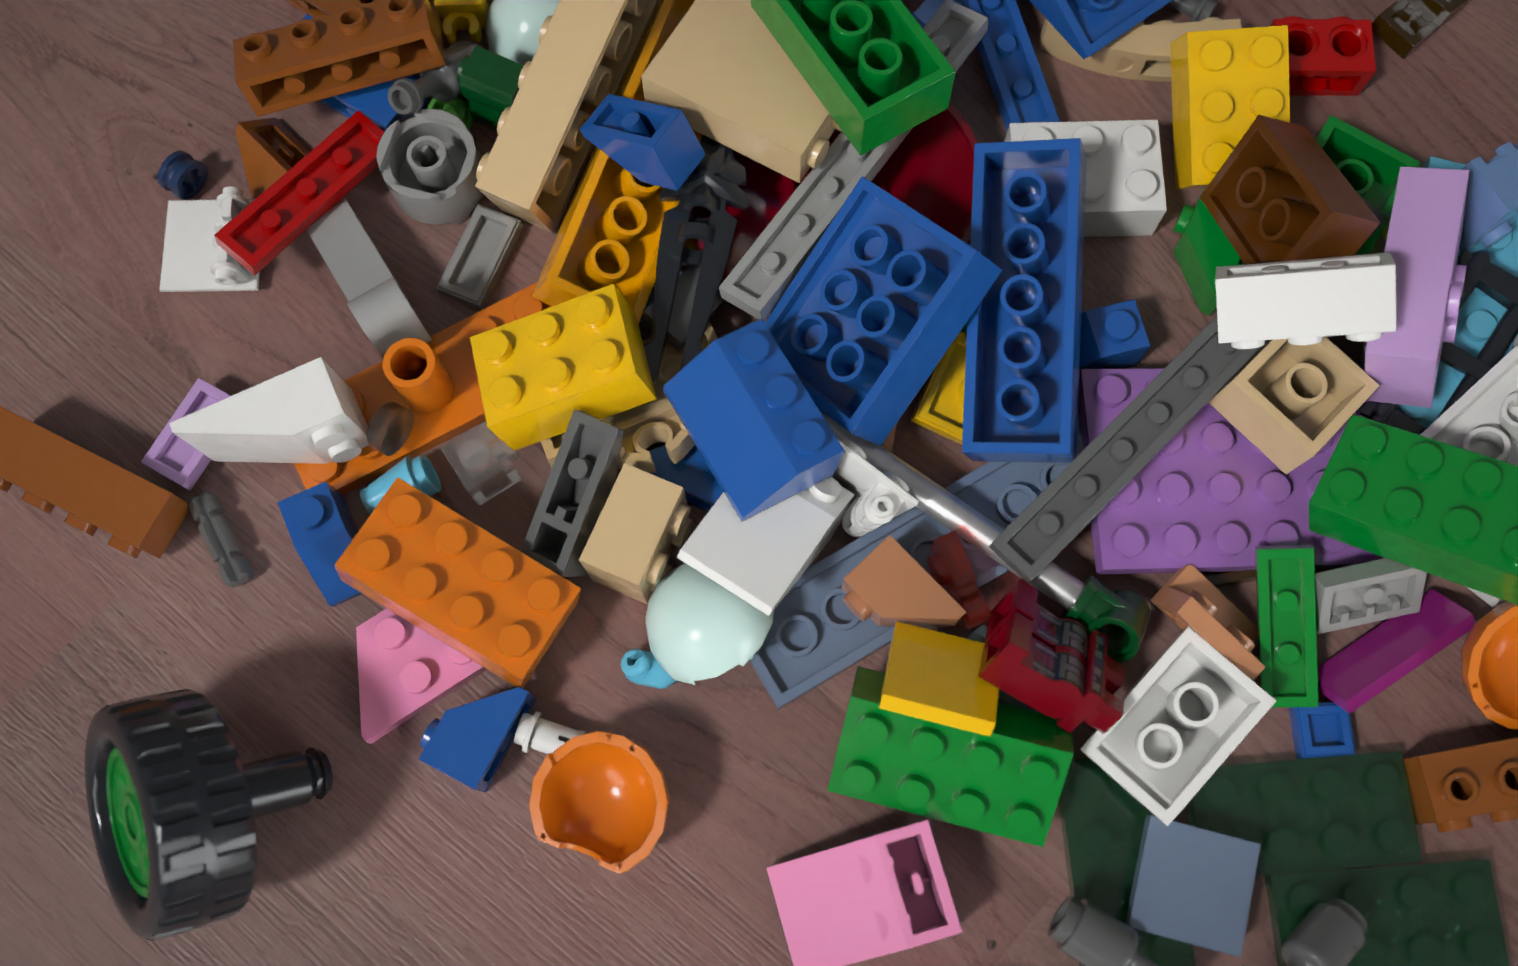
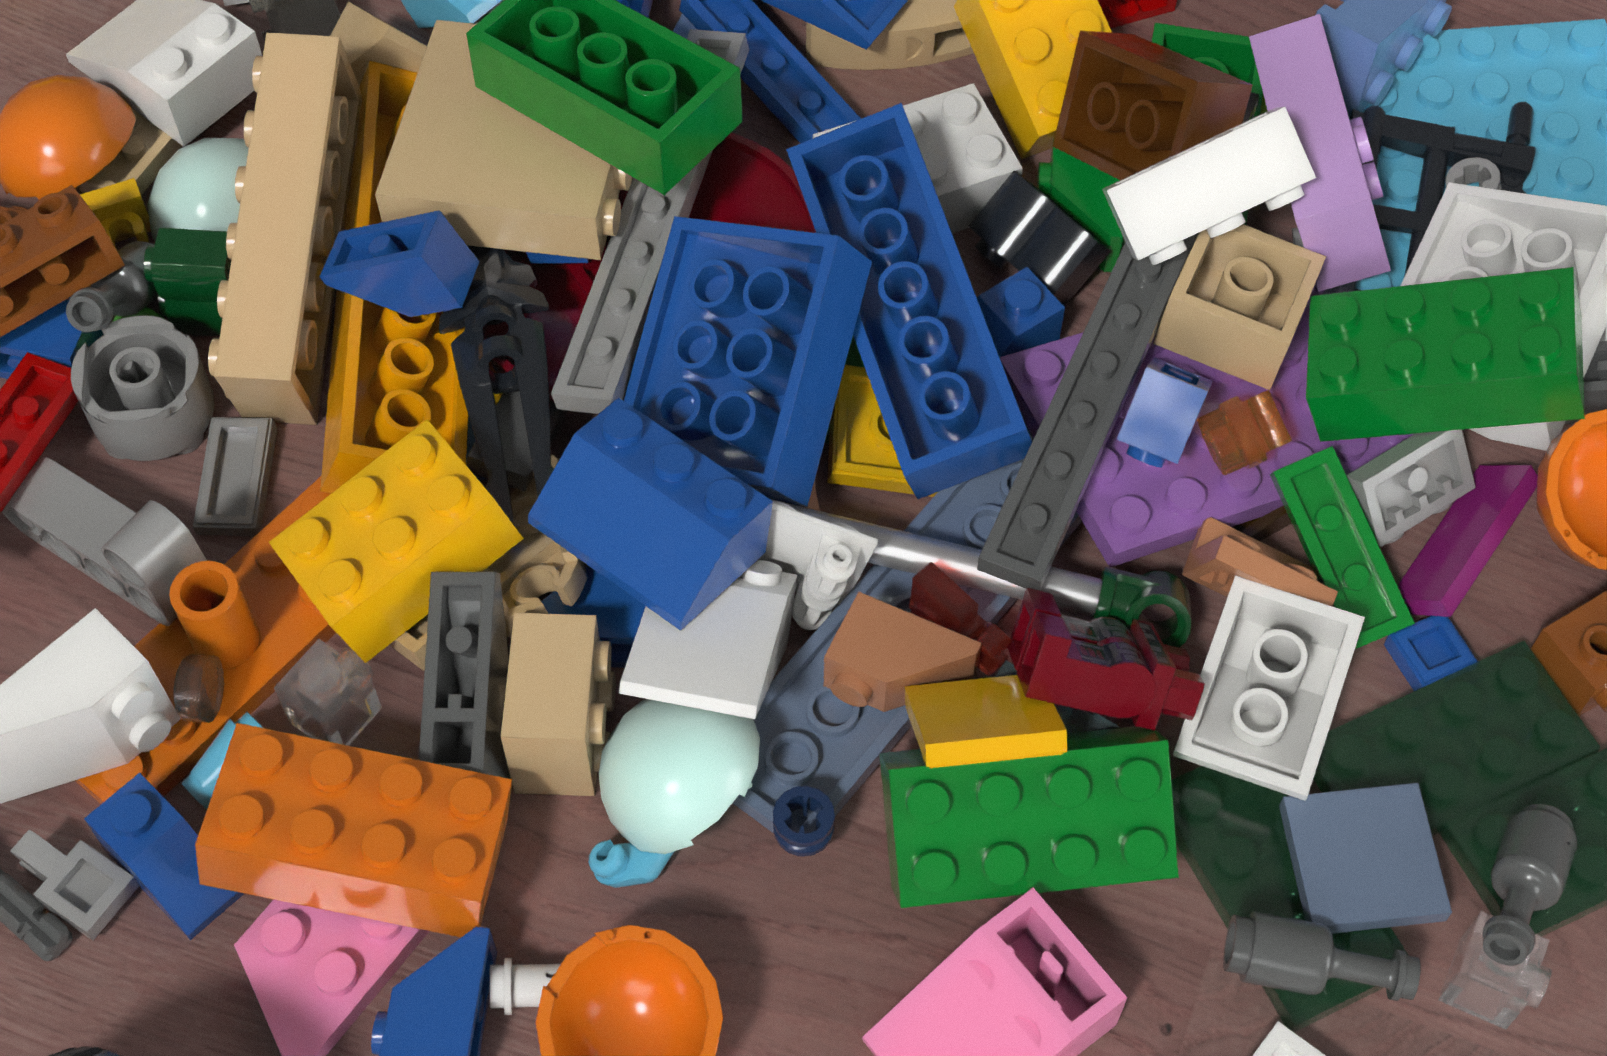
camera: 25 degrees left, 15 degrees down
(266, 539) = (76, 887): none -> light grey plate
(768, 687) = (807, 799): none -> dark blue bush
(1155, 272) = (1037, 234): none -> black brick
(1191, 469) = (1163, 413): none -> slope
(1248, 507) = (1243, 432): none -> clear orange piece

